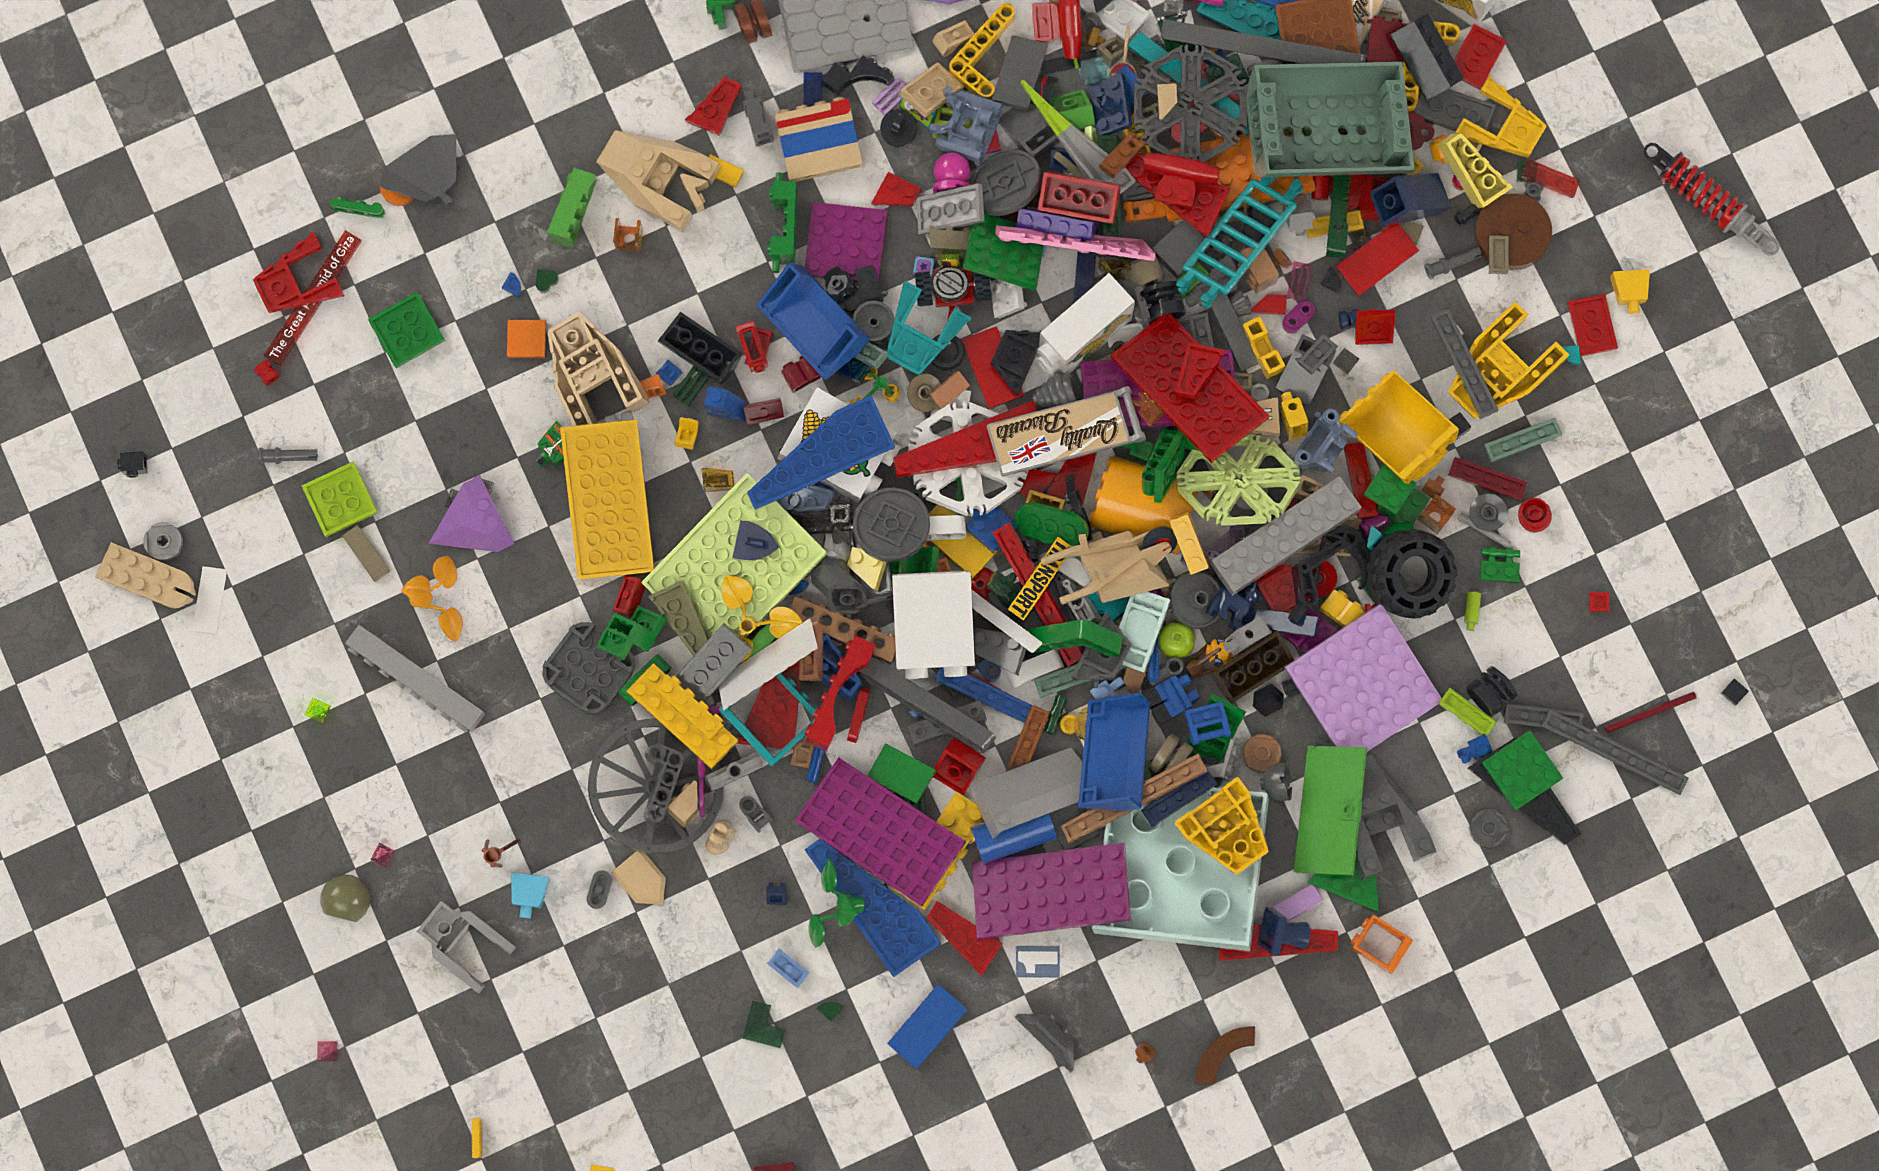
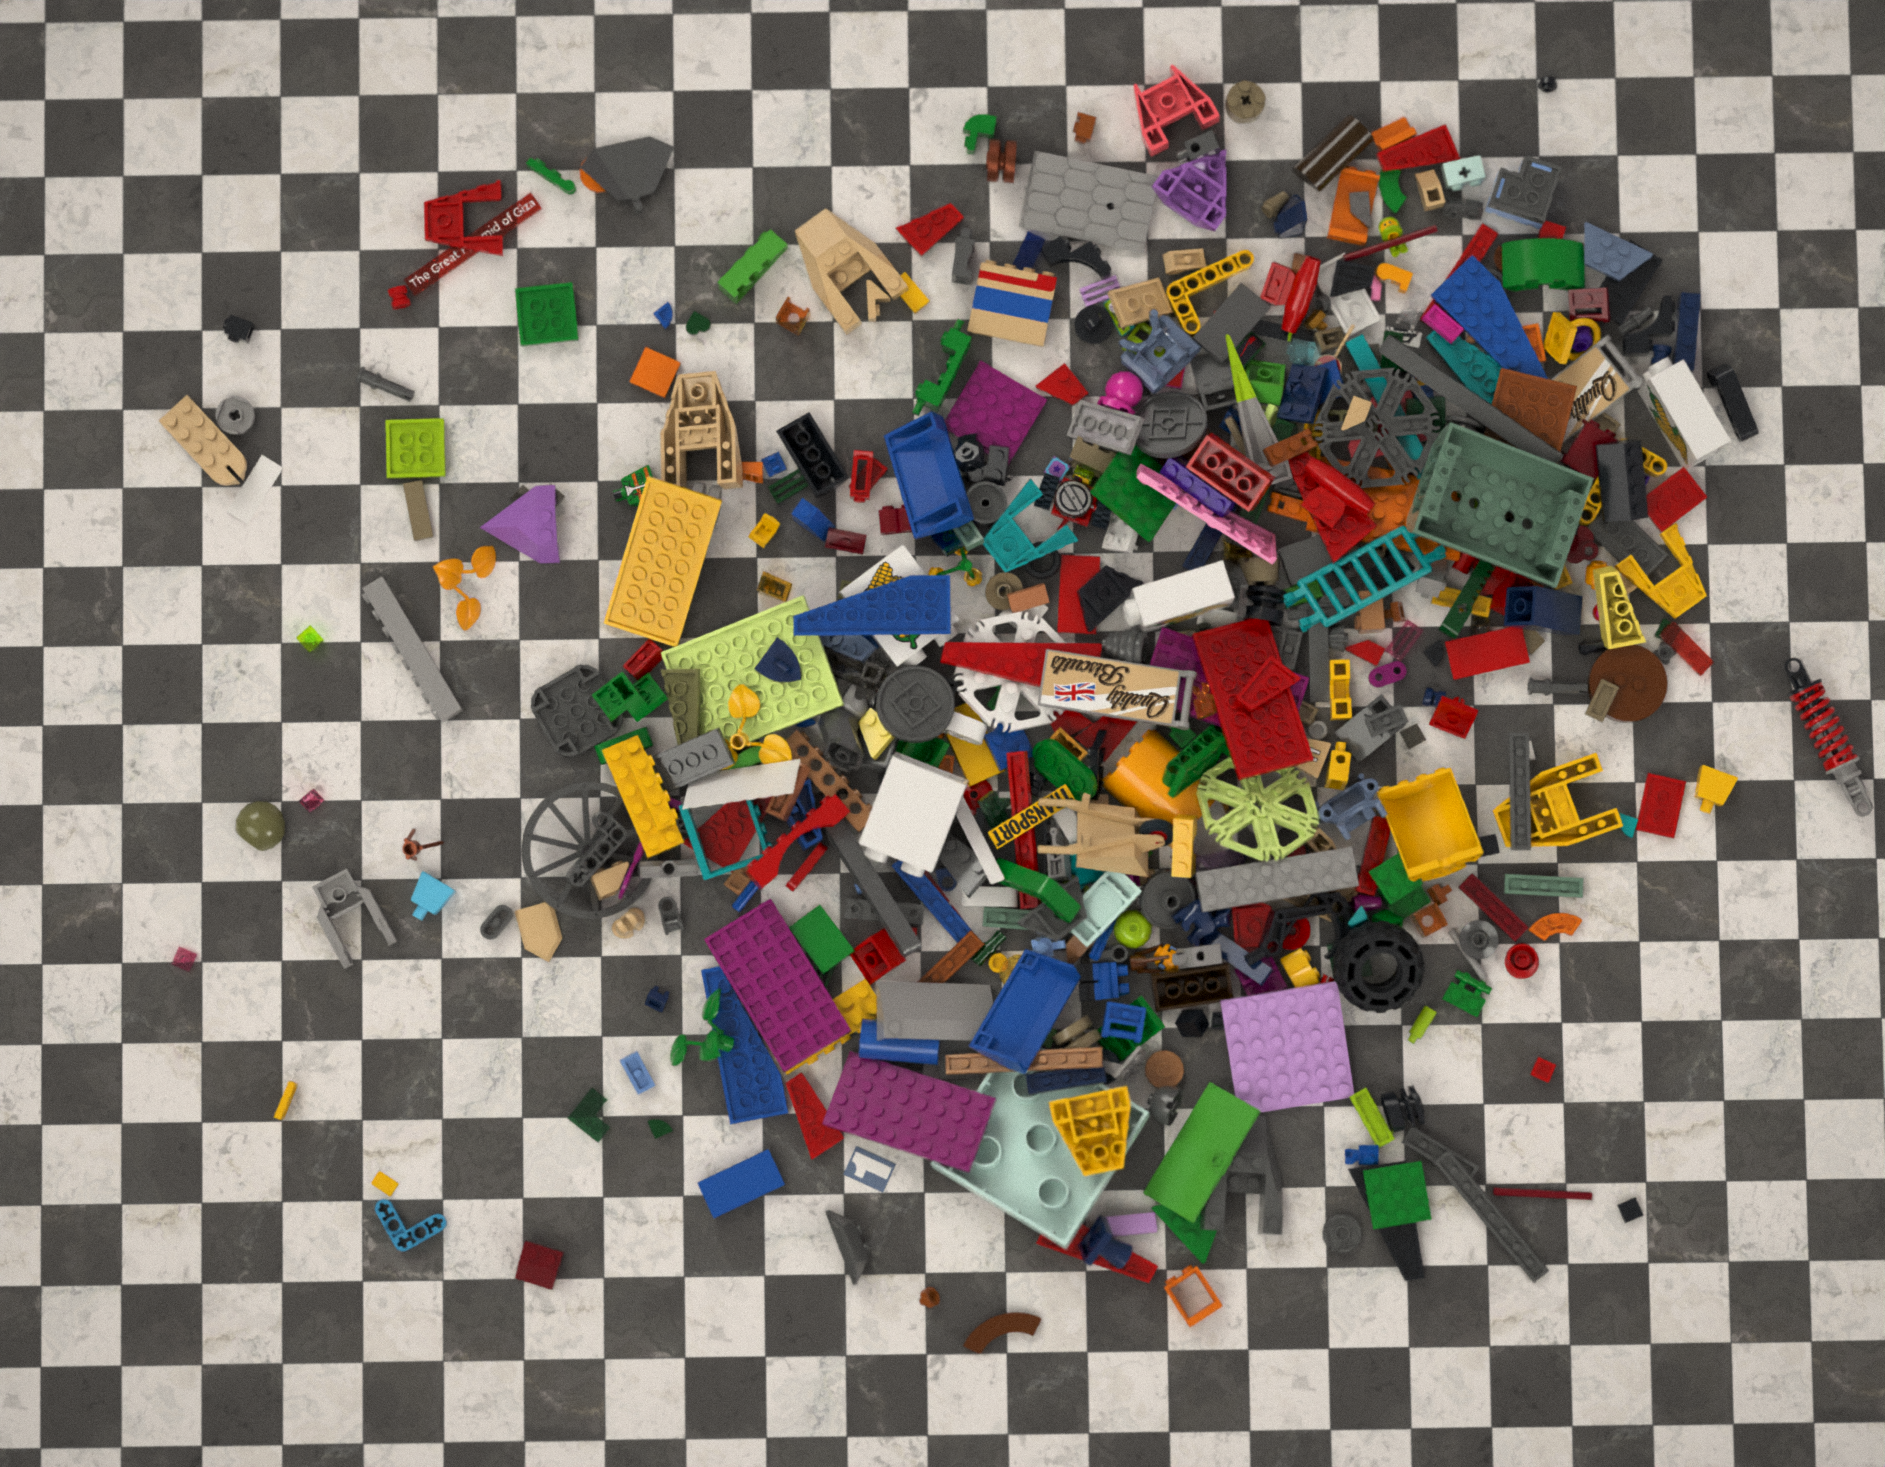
camera: 20 degrees right, 5 degrees up
(1549, 469) = (1555, 924): none -> orange tile

